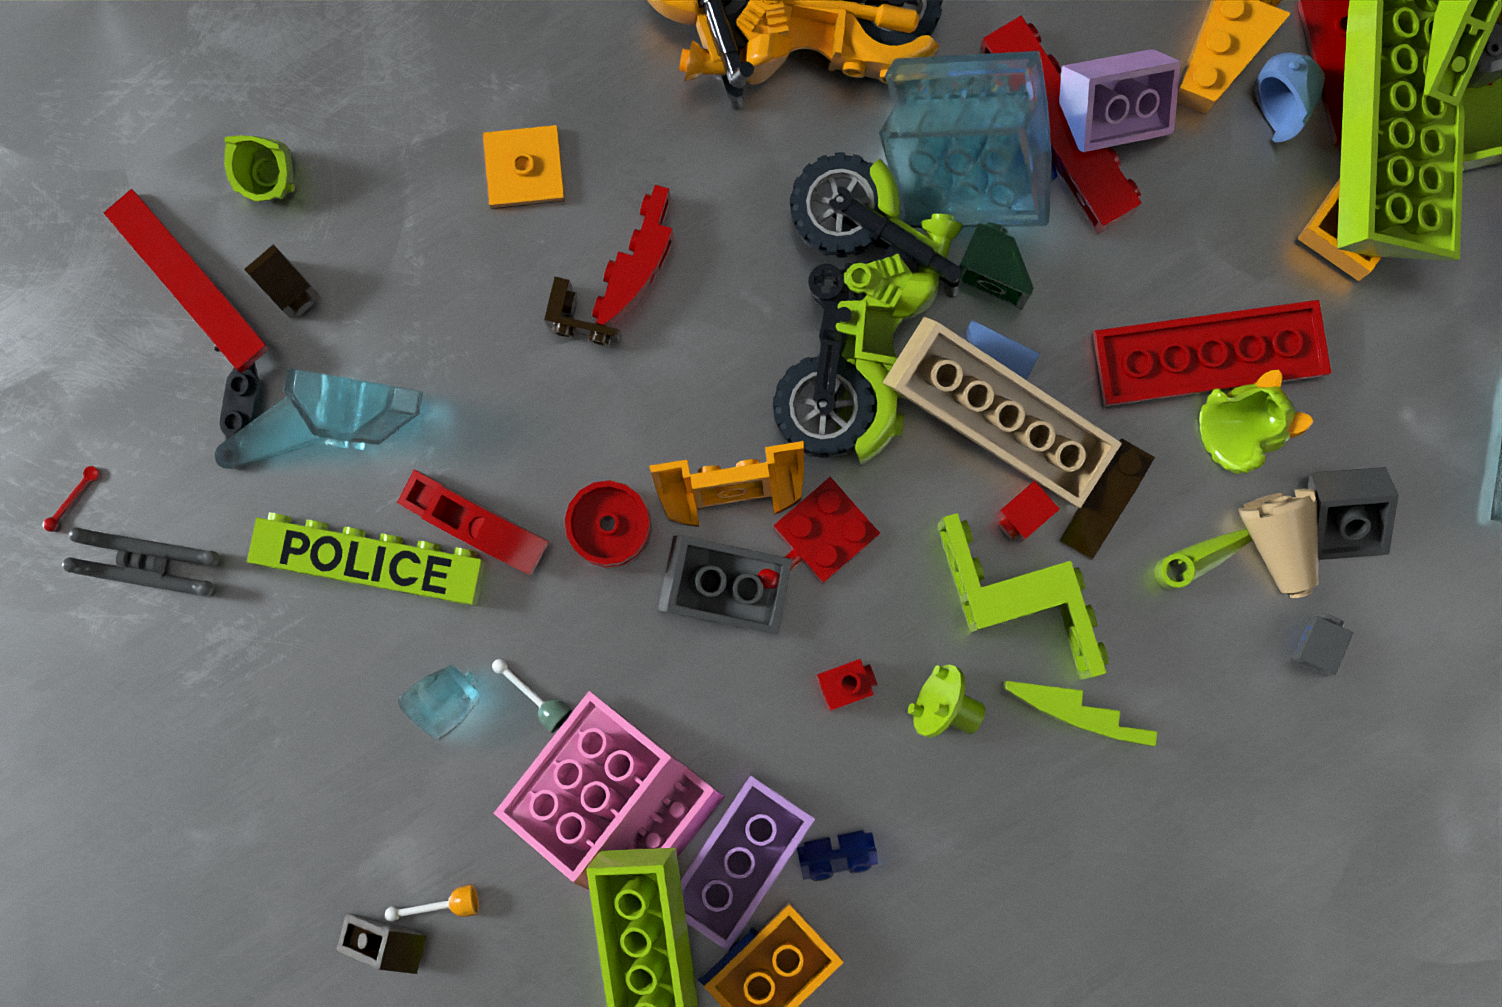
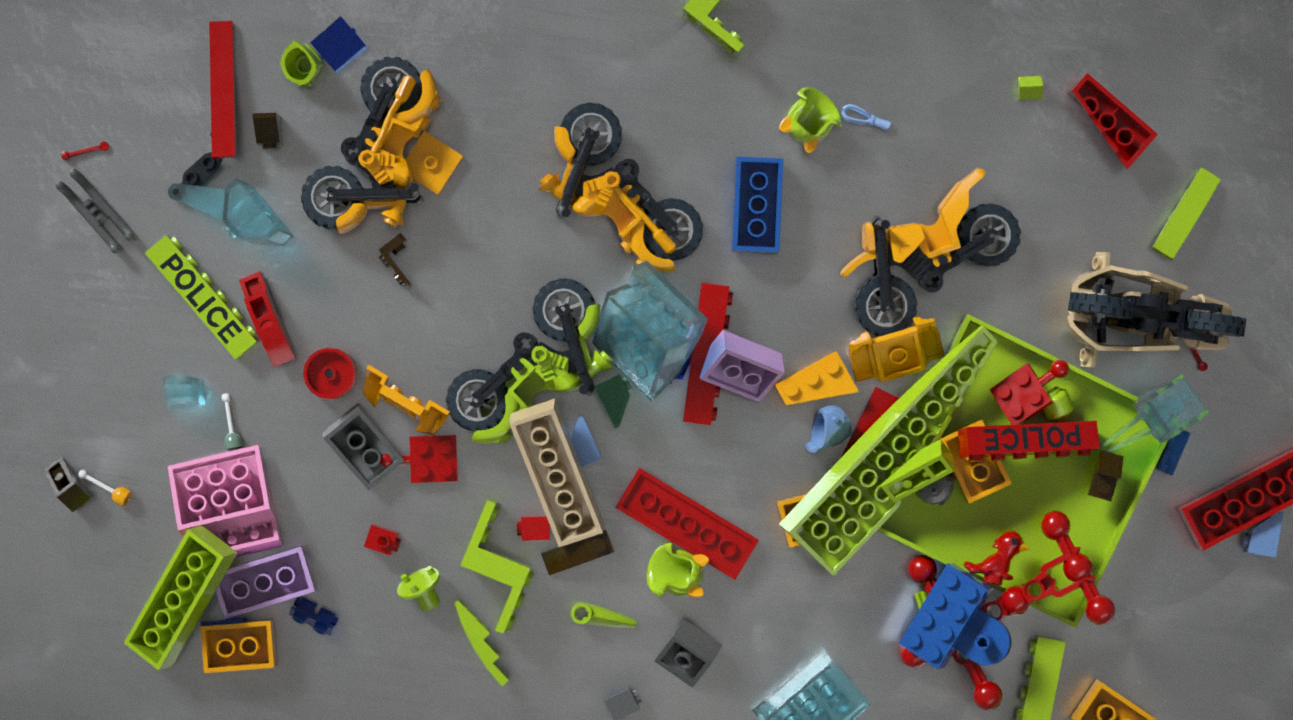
camera: 35 degrees right, 5 degrees up
(290, 113) = (338, 43): none -> clear blue piece
(446, 199) = (394, 119): none -> piece
(633, 274) = (438, 260): red slope -> none
(1286, 538) = (646, 639): tan cone -> none

